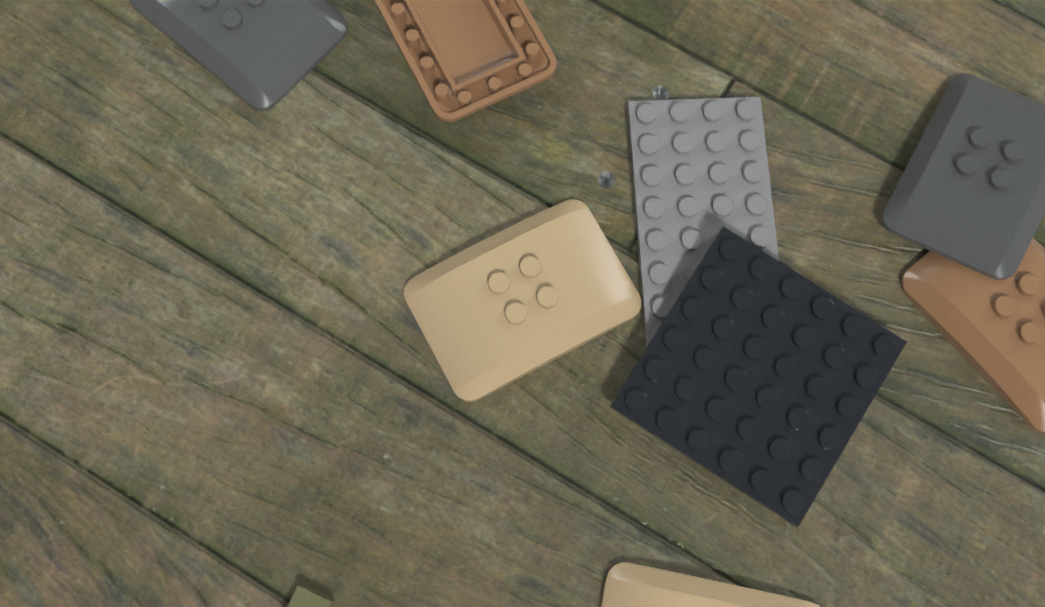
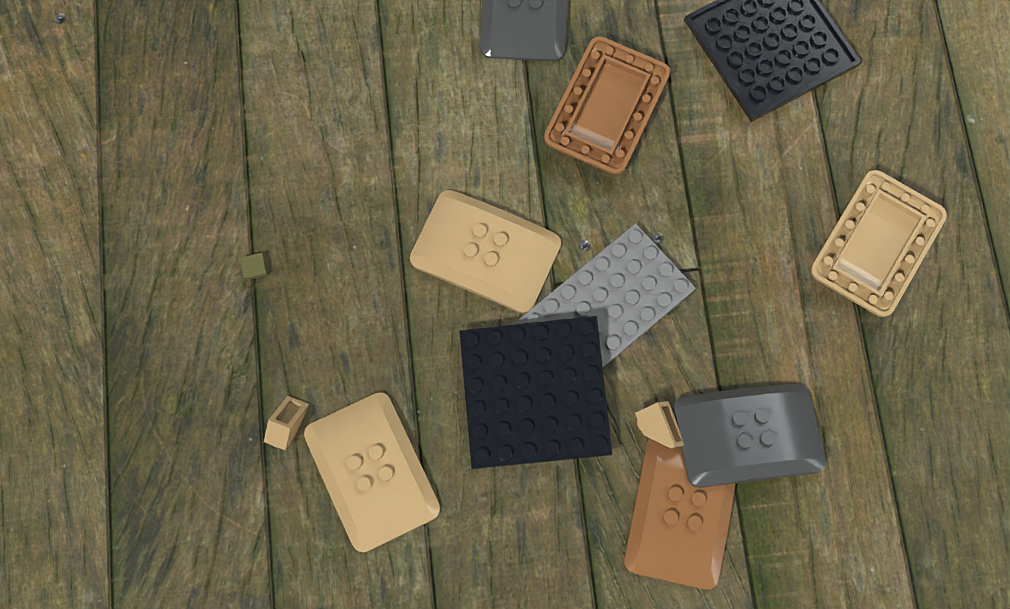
camera: 55 degrees right, 0 degrees up
(905, 261) = (660, 424): none -> tan slope

